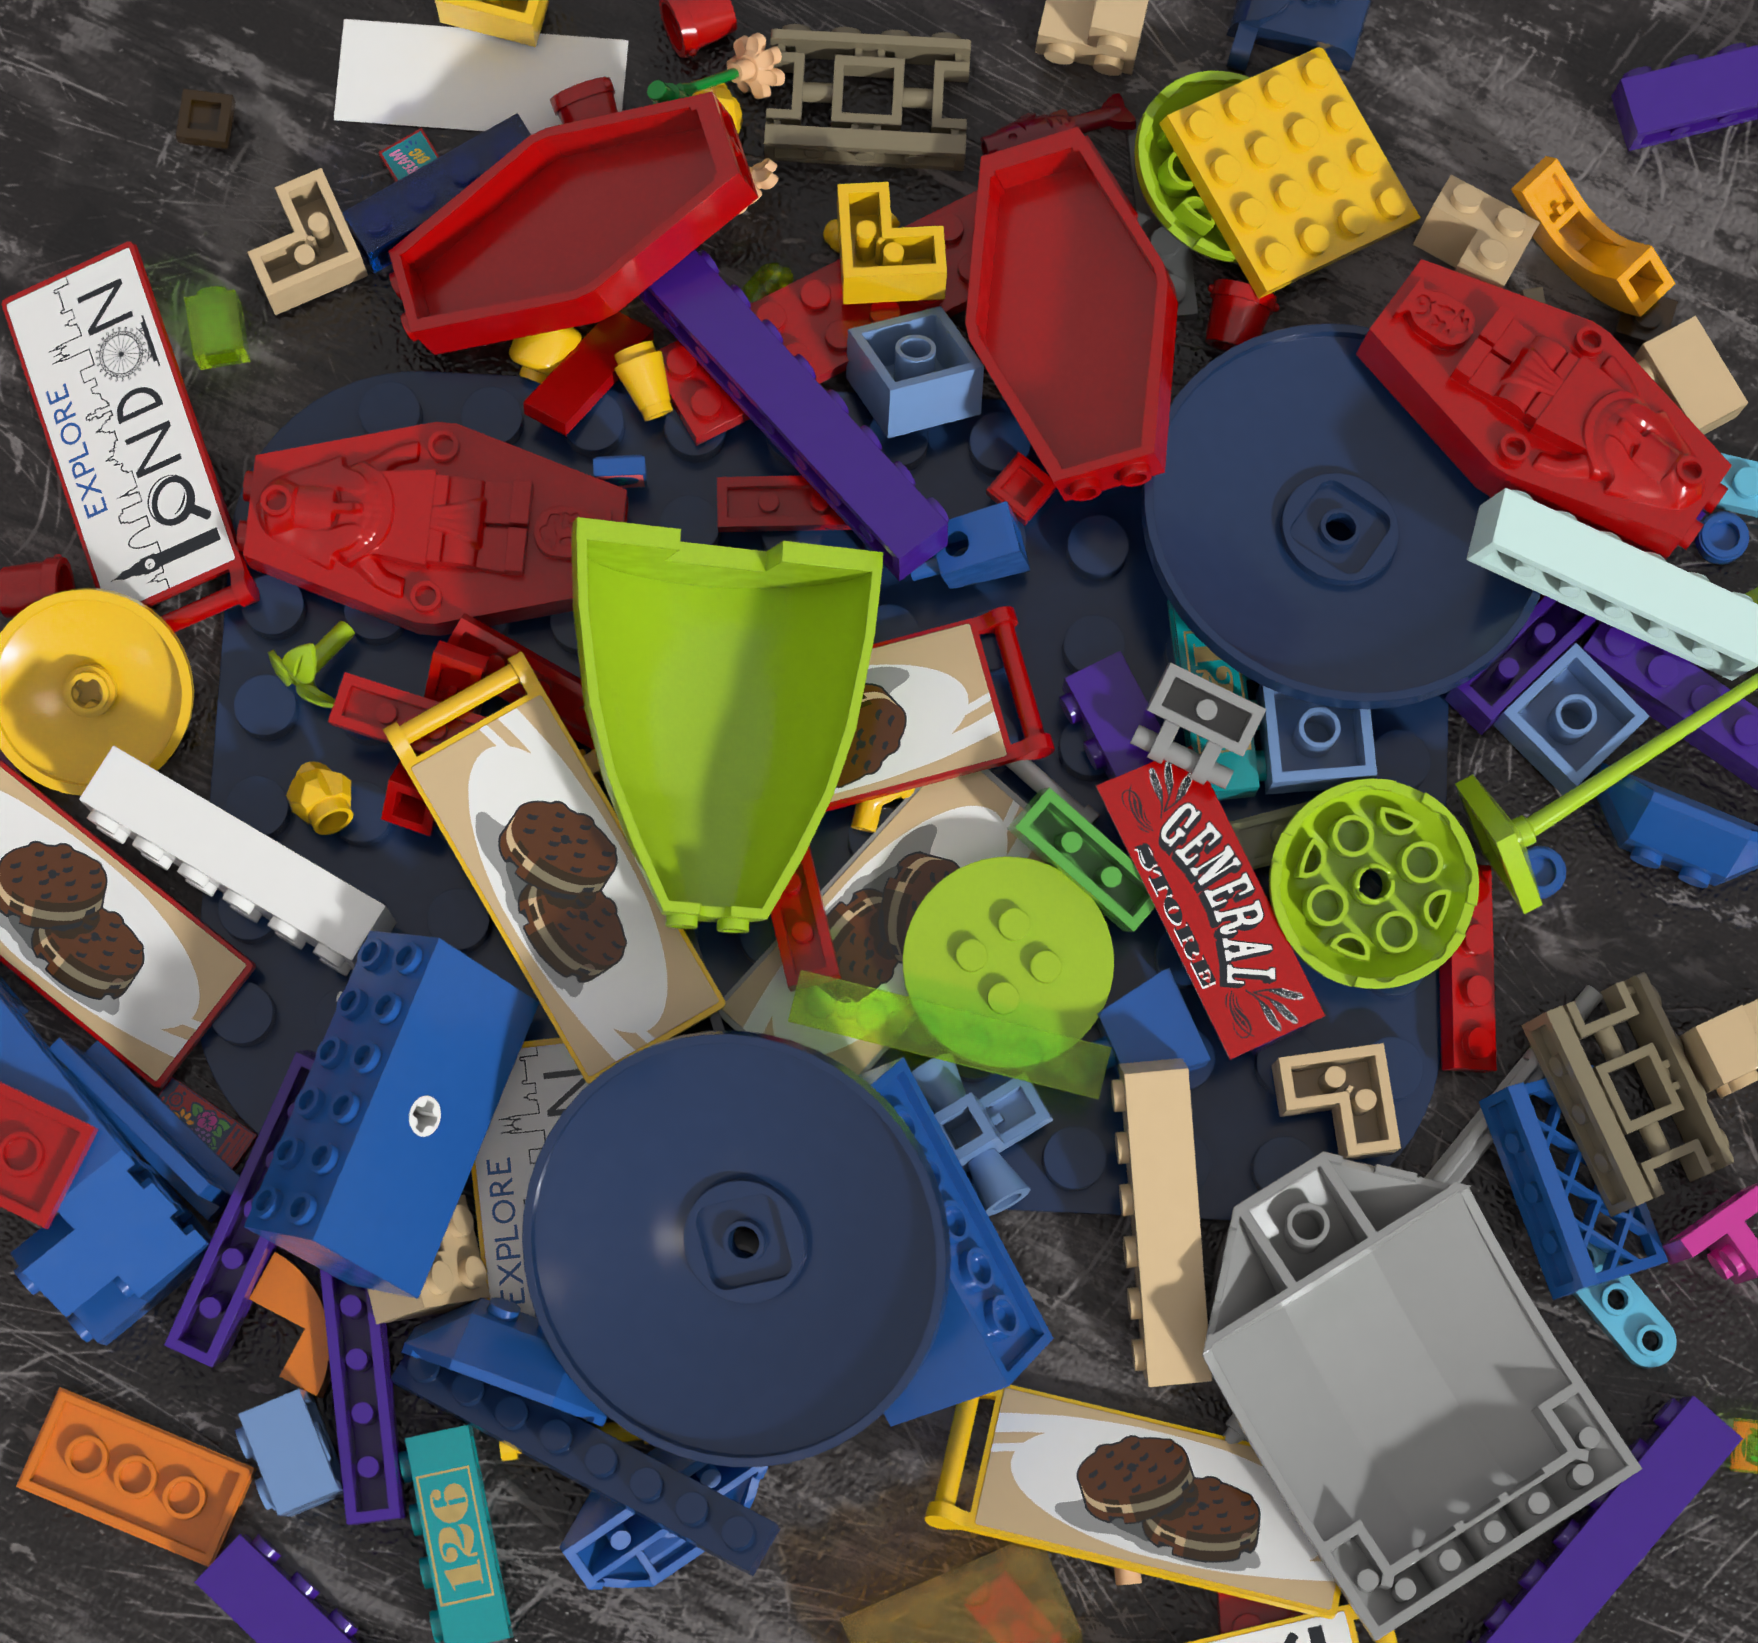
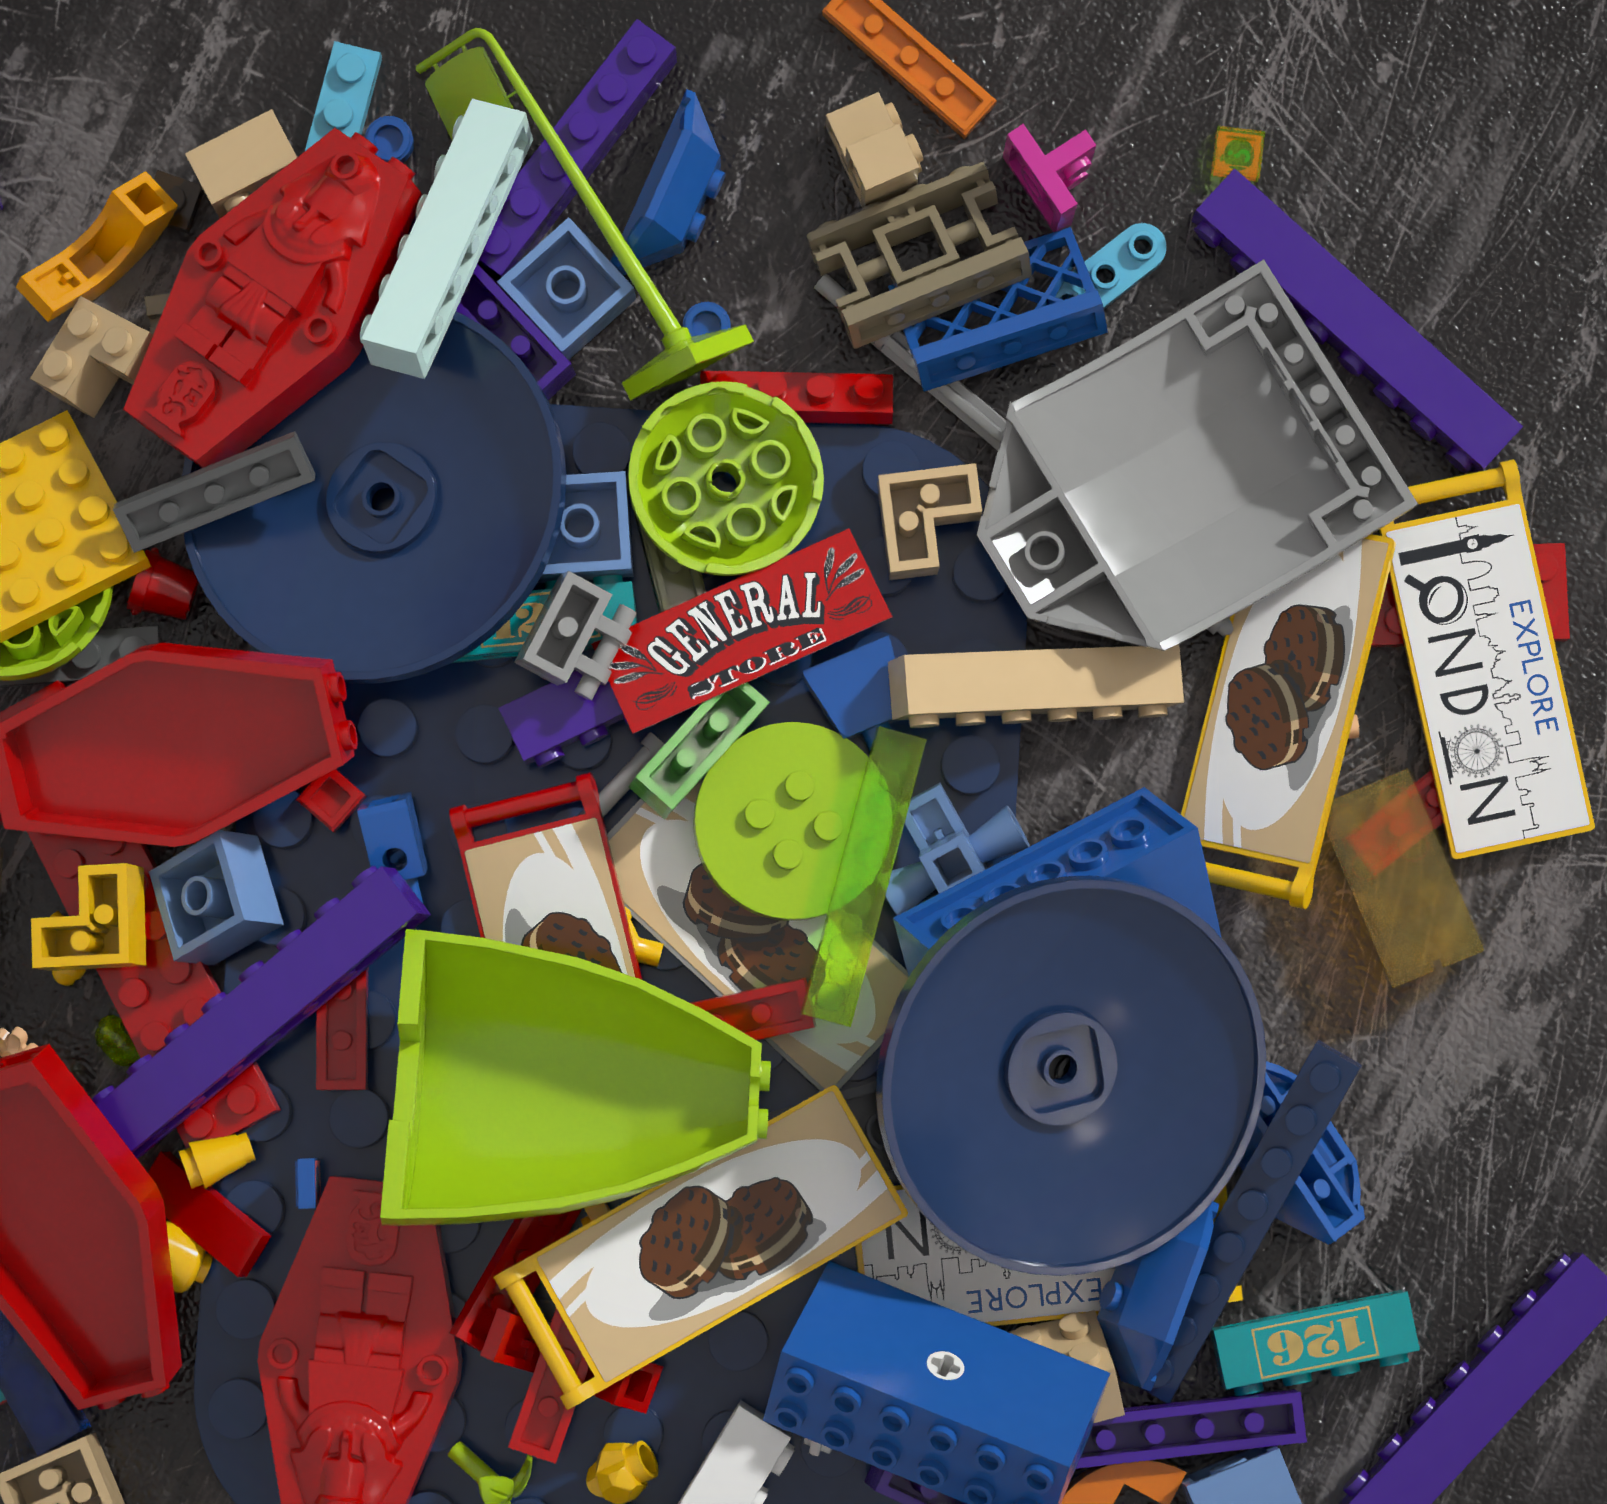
camera: 85 degrees left, 5 degrees up
(1338, 353) = (214, 491): none -> dark grey plate

